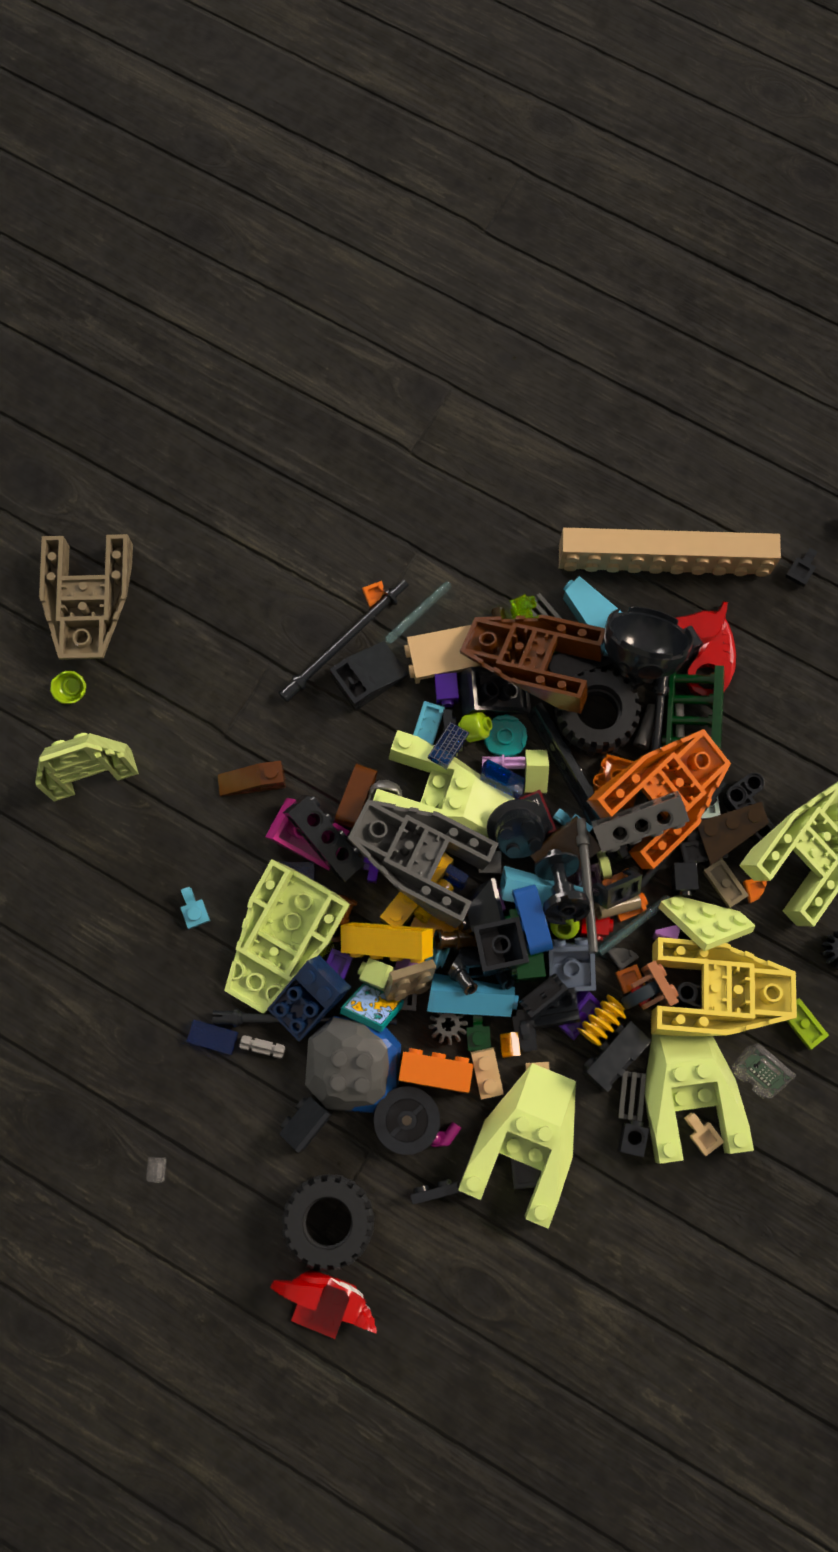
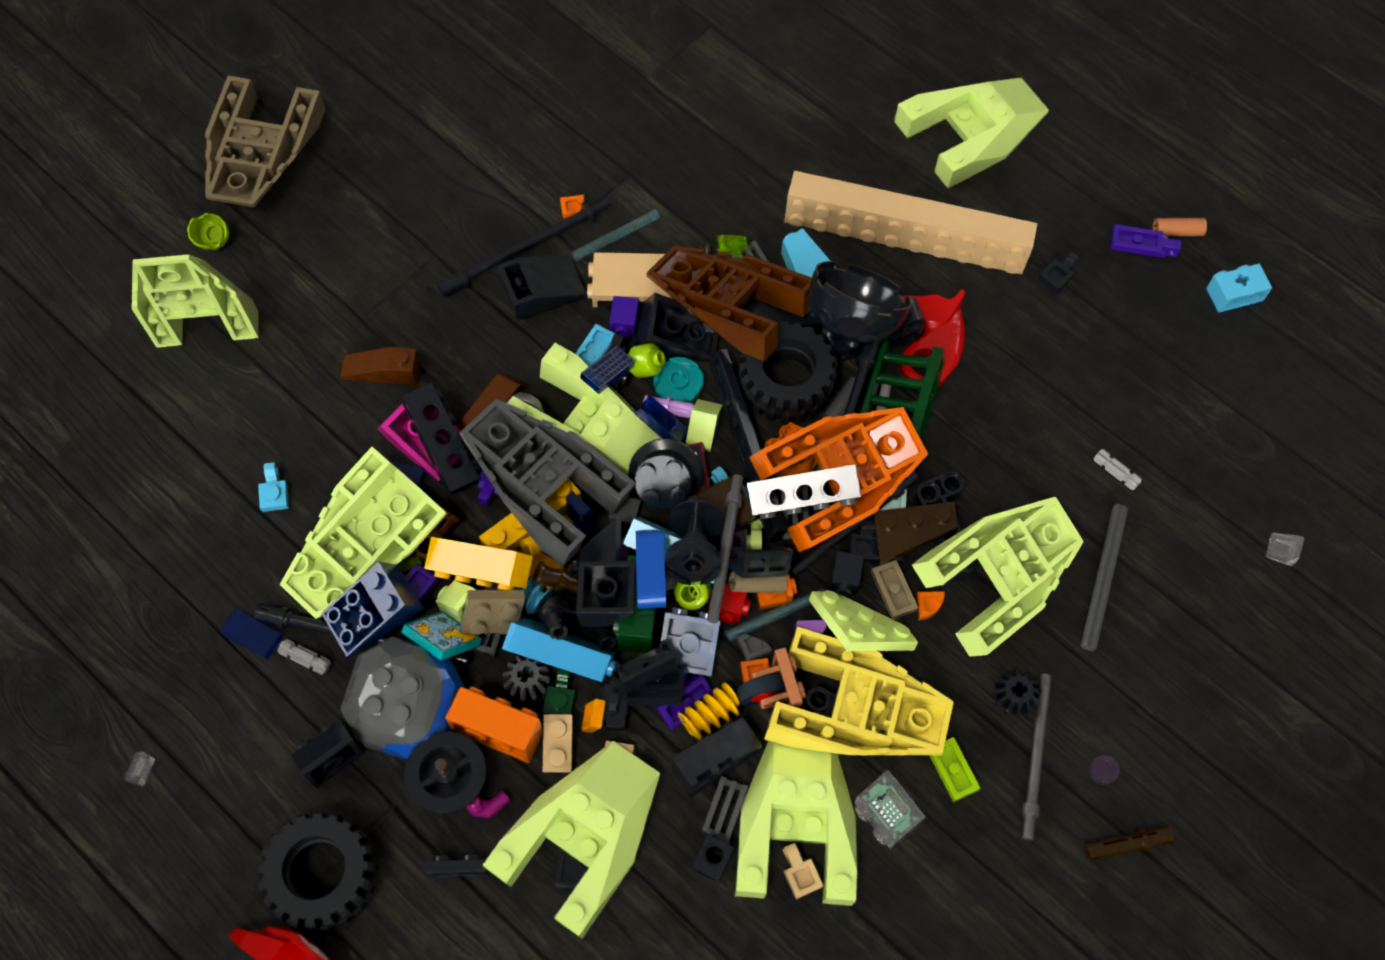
camera: 10 degrees right, 10 degrees down
(711, 430) = (985, 115): none -> yellowish green wedge

